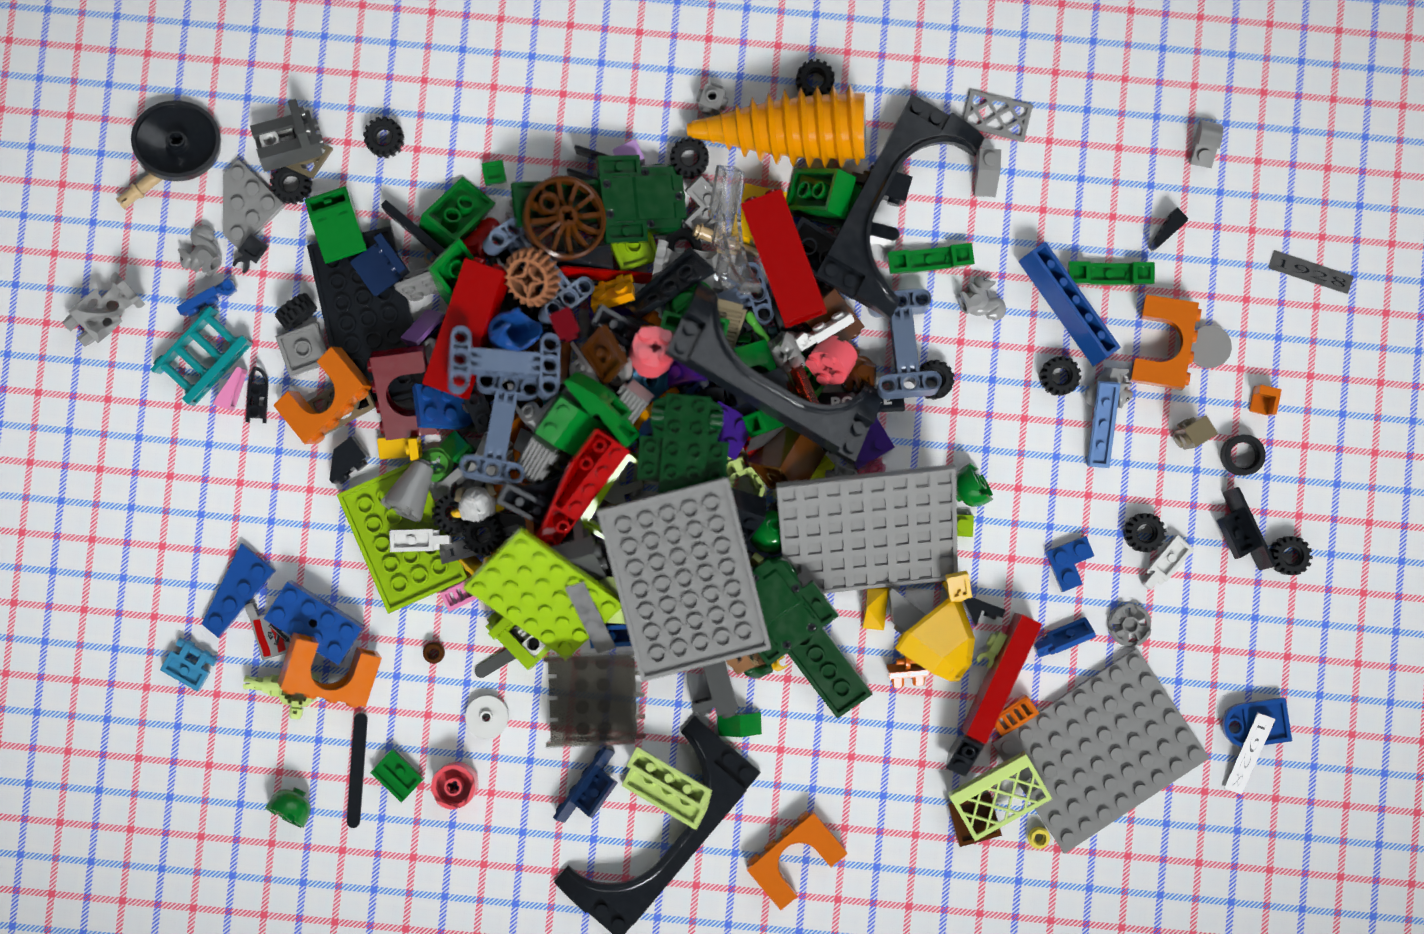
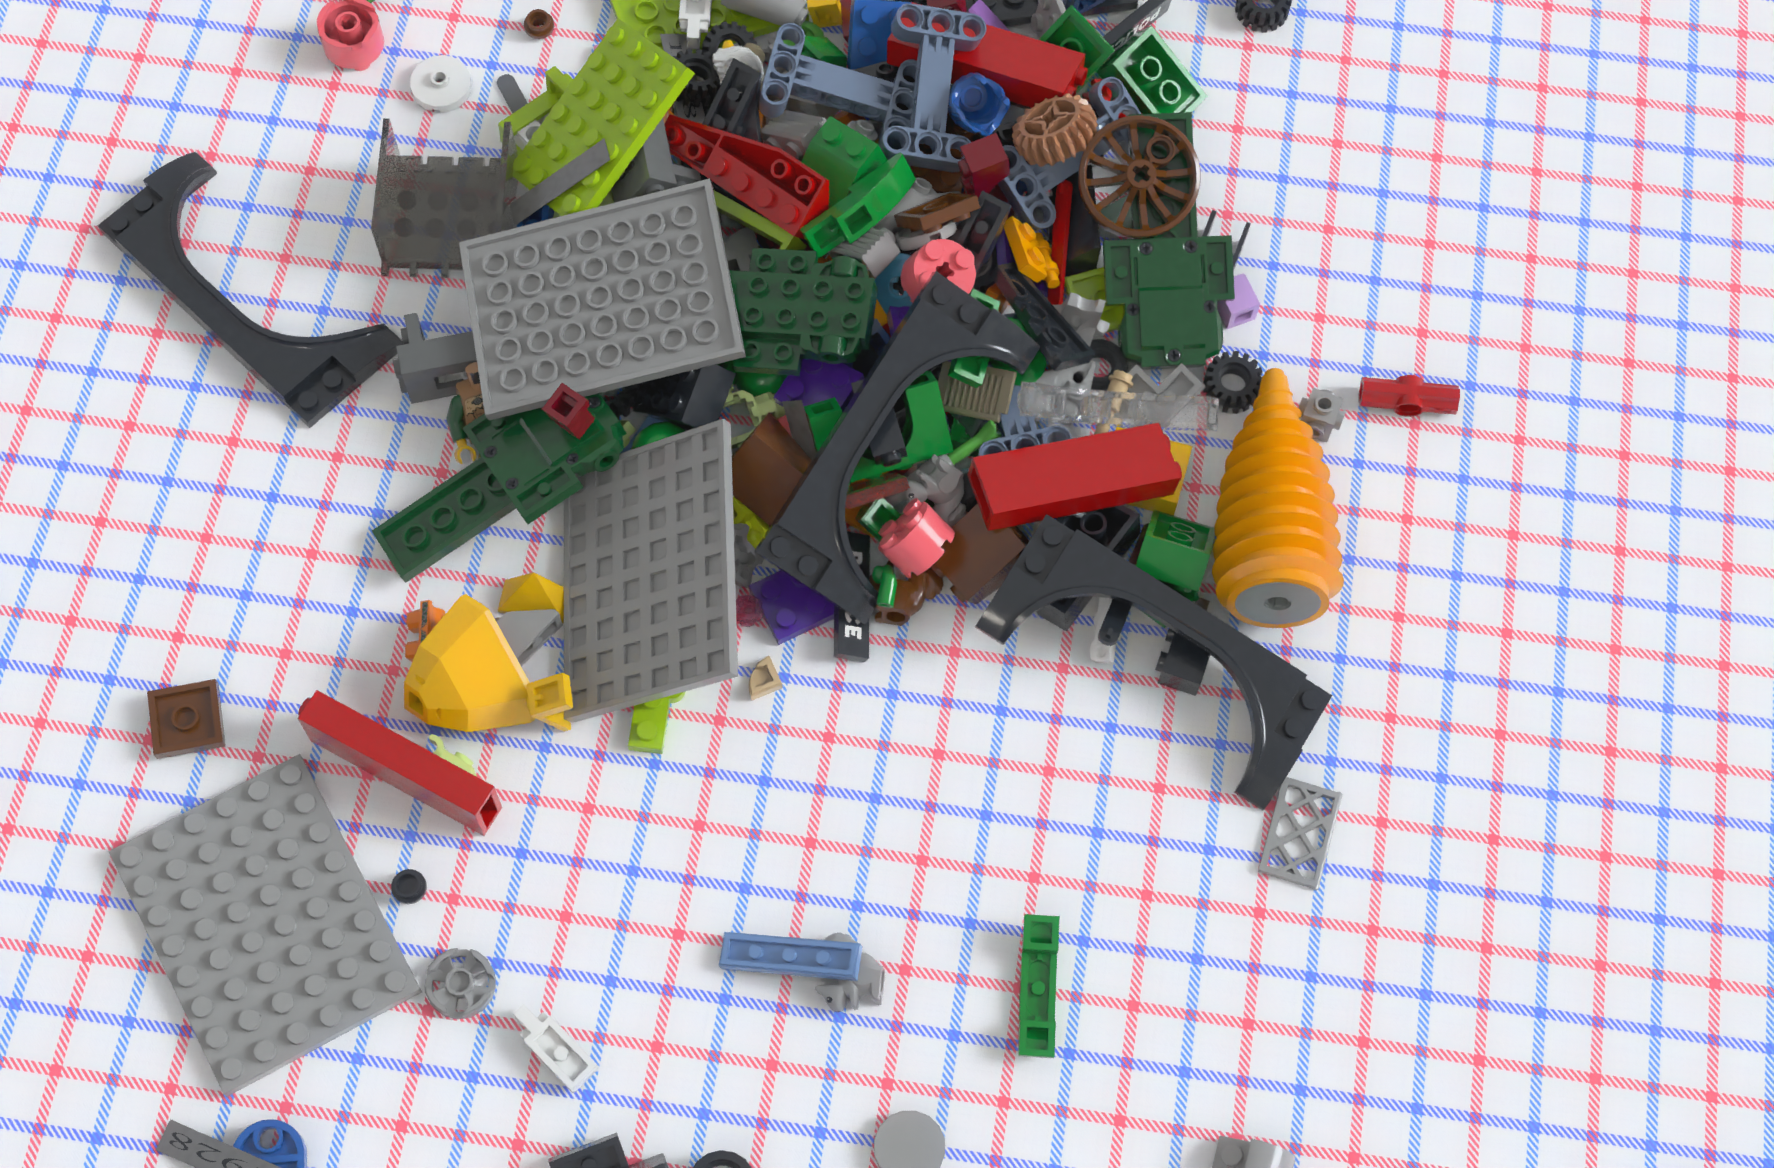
camera: 90 degrees right, 20 degrees down
(494, 173) = (1212, 132): green plate -> none
(590, 790) = (319, 198): dark blue bracket -> none
(667, 788) = (301, 287): yellowish green slope -> none
(692, 41) = (1409, 395): none -> red piece
(740, 725) = (381, 403): green slope -> none
(772, 591) = (569, 411): none -> dark red brick
(807, 830) = (163, 420): orange arch -> none
(818, 67) = (1373, 560): black tyre -> none
(824, 330) = (961, 523): white hinge -> none
(863, 377) = (888, 584): none -> green arm
(905, 349) = (931, 656): sand blue beam -> none
(919, 455) = (764, 679): none -> tan tile
(930, 259) = (1070, 708): green slope -> none
(945, 372) = (880, 685): black tyre -> none
(963, 754) = (285, 697): black slope -> none
(972, 487) = (707, 746): green cylinder -> none
(975, 607) = (517, 740): black slope -> none
(977, 301) = (998, 777): light grey animal -> none
(986, 781) = (245, 745): yellowish green fence -> none
(987, 172) = (1207, 804): light grey slope -> none
(1018, 722) = (353, 811): orange slope -> none
(1044, 840) = (137, 806): light yellow plate -> none
(1063, 561) = (572, 884): blue plate -> none
(1065, 637) = (452, 875): blue hinge -> none
(1069, 304) = (989, 912): blue brick -> none
(1072, 663) = (408, 886): none -> black plate
(1073, 376) = (874, 917): black tyre -> none
(1157, 536) = (607, 1035): black tyre -> none
(1173, 222) = (1114, 1092): black slope -> none
(1182, 317) = (955, 1098): orange arch -> none
(1194, 432) = (765, 1096): dark tan brick -> none

